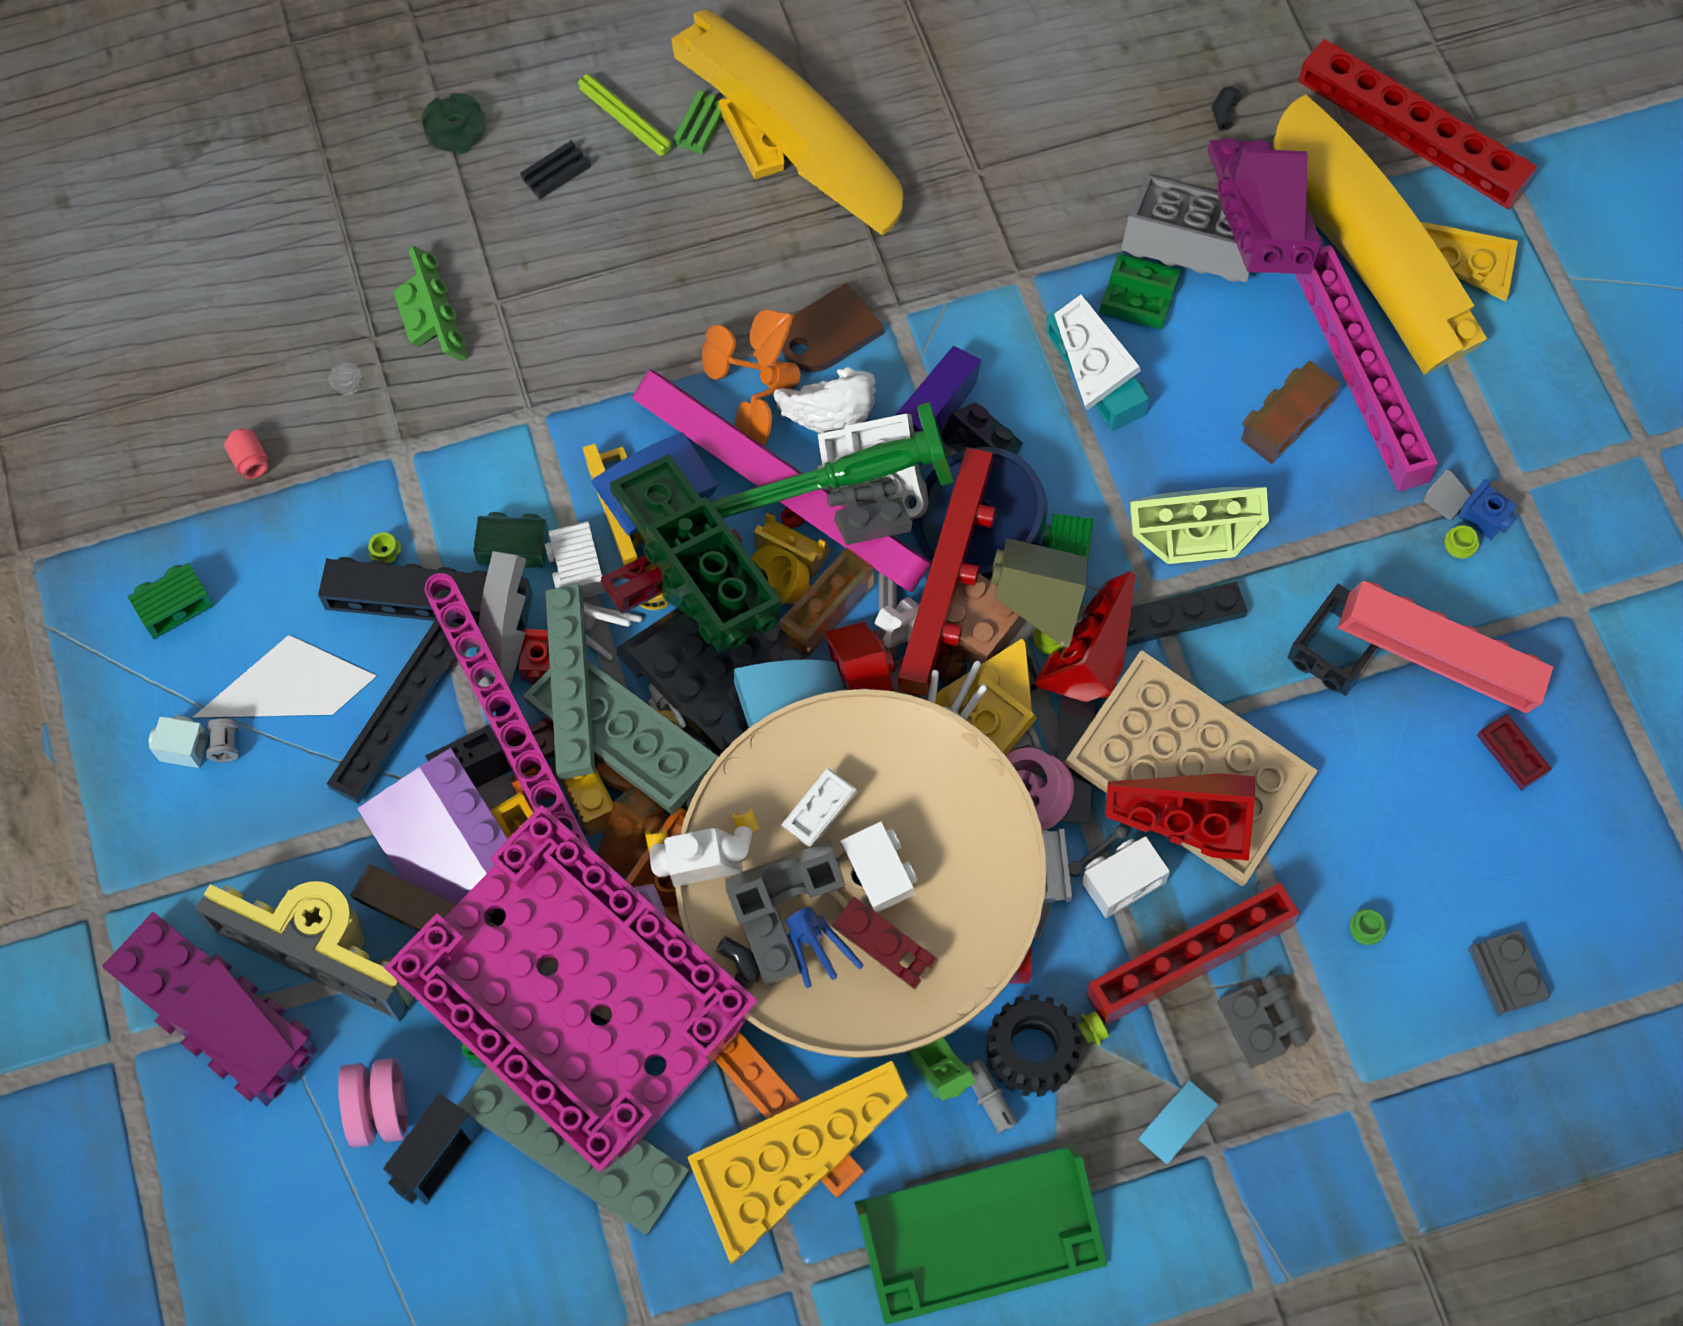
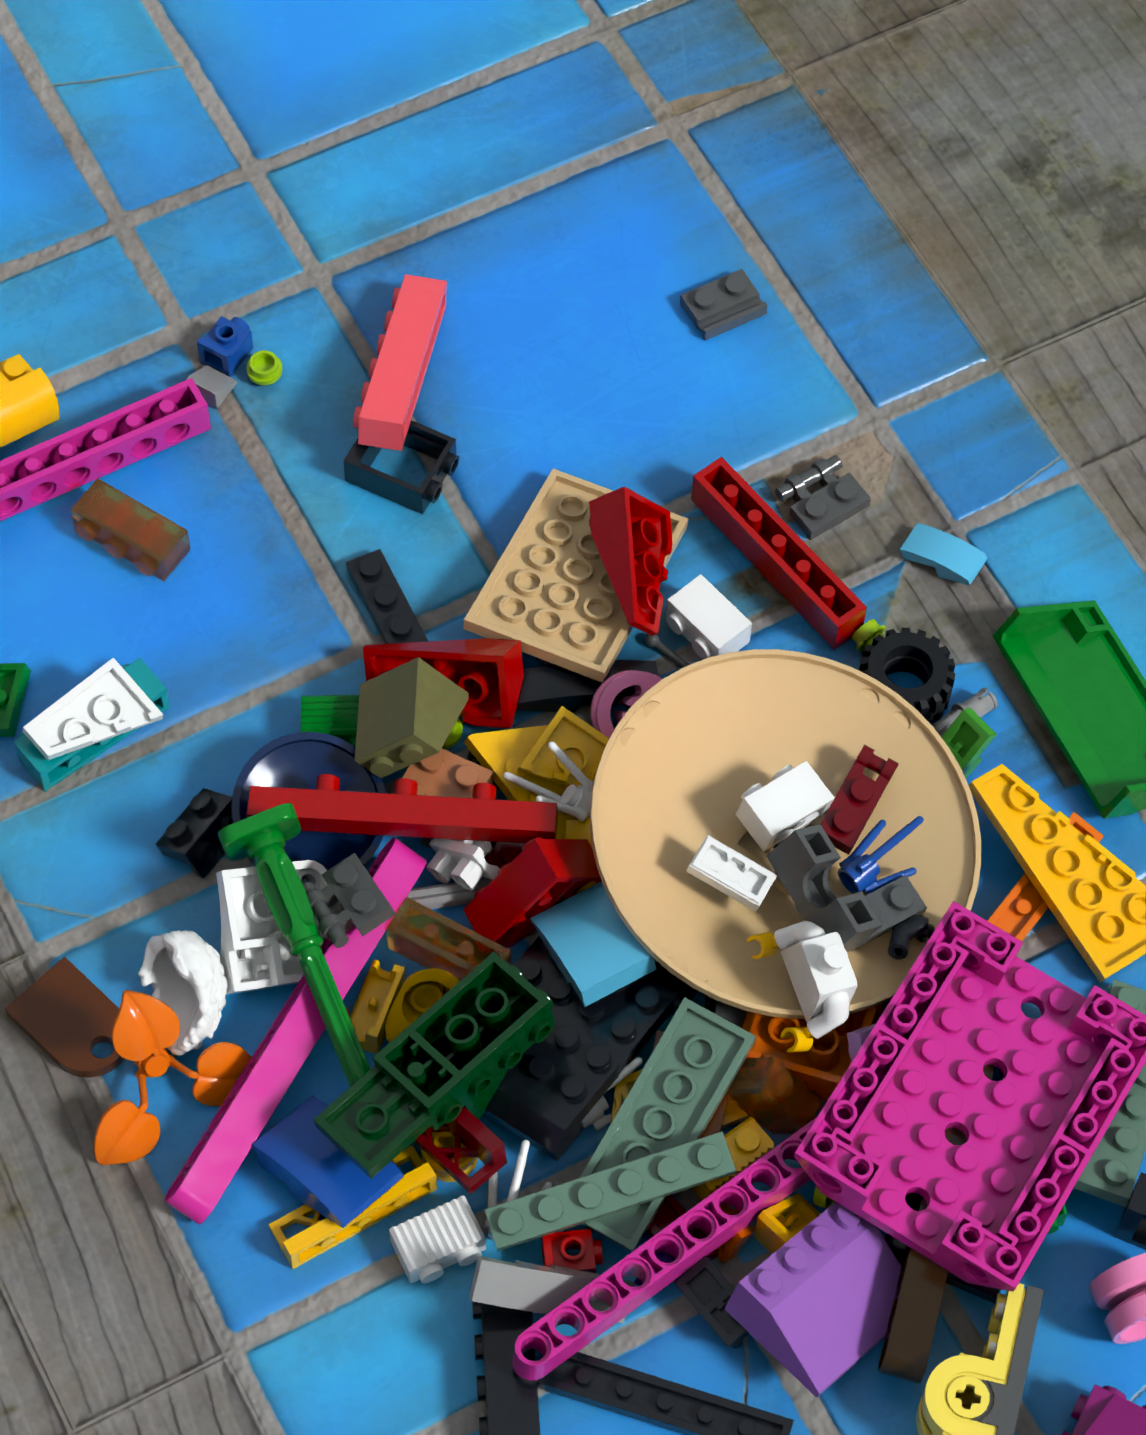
camera: 105 degrees left, 5 degrees down
(511, 536) = (422, 1322): clear green brick -> none
(944, 388) = (163, 875): dark purple slope -> none
(1199, 522) = (280, 594): yellowish green wedge -> none
(1367, 927) = (705, 417): bright green plate -> none
(1514, 752) = (495, 310): dark red plate -> none

